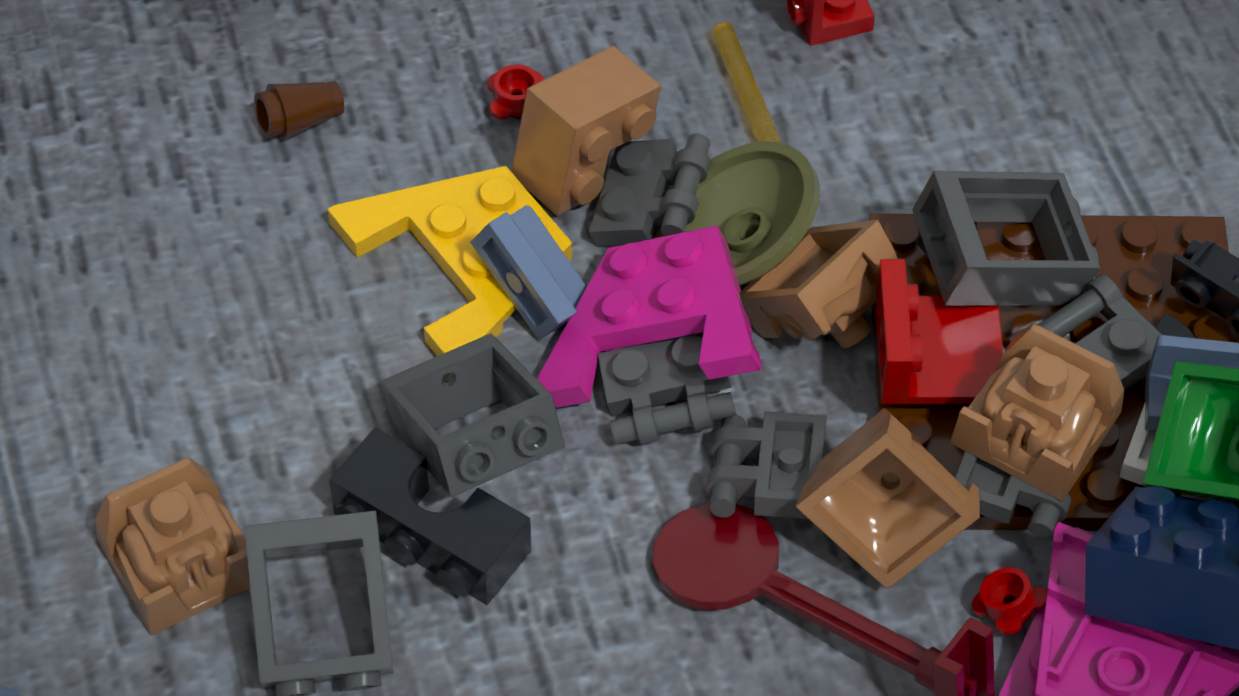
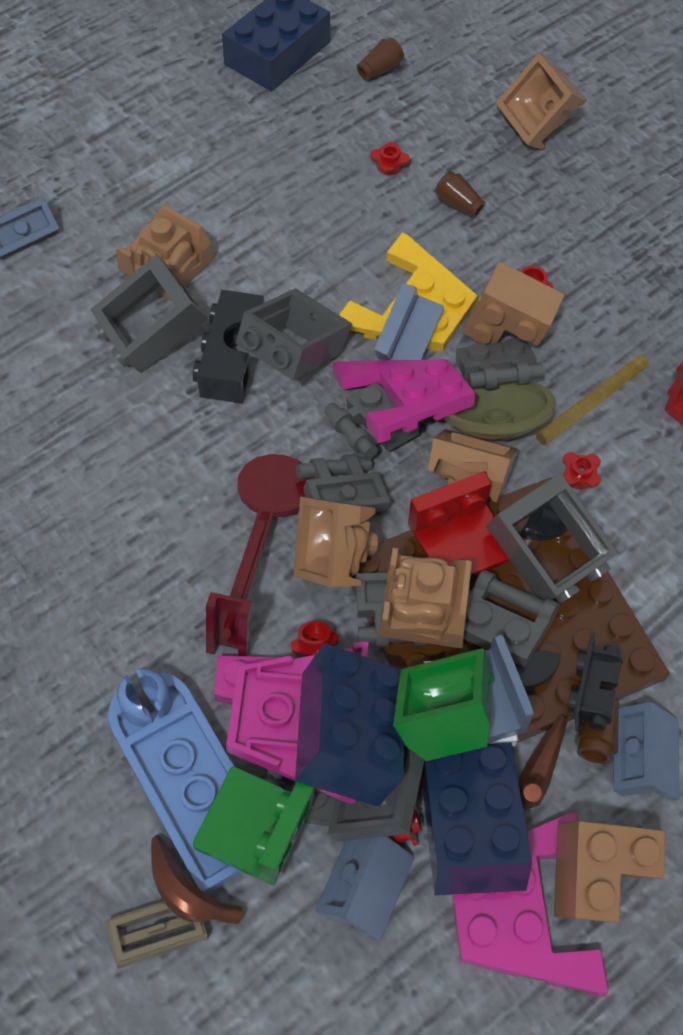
camera: 65 degrees right, 5 degrees up
(161, 178) = (389, 158): none -> red plate
(868, 188) = (581, 479): none -> red plate

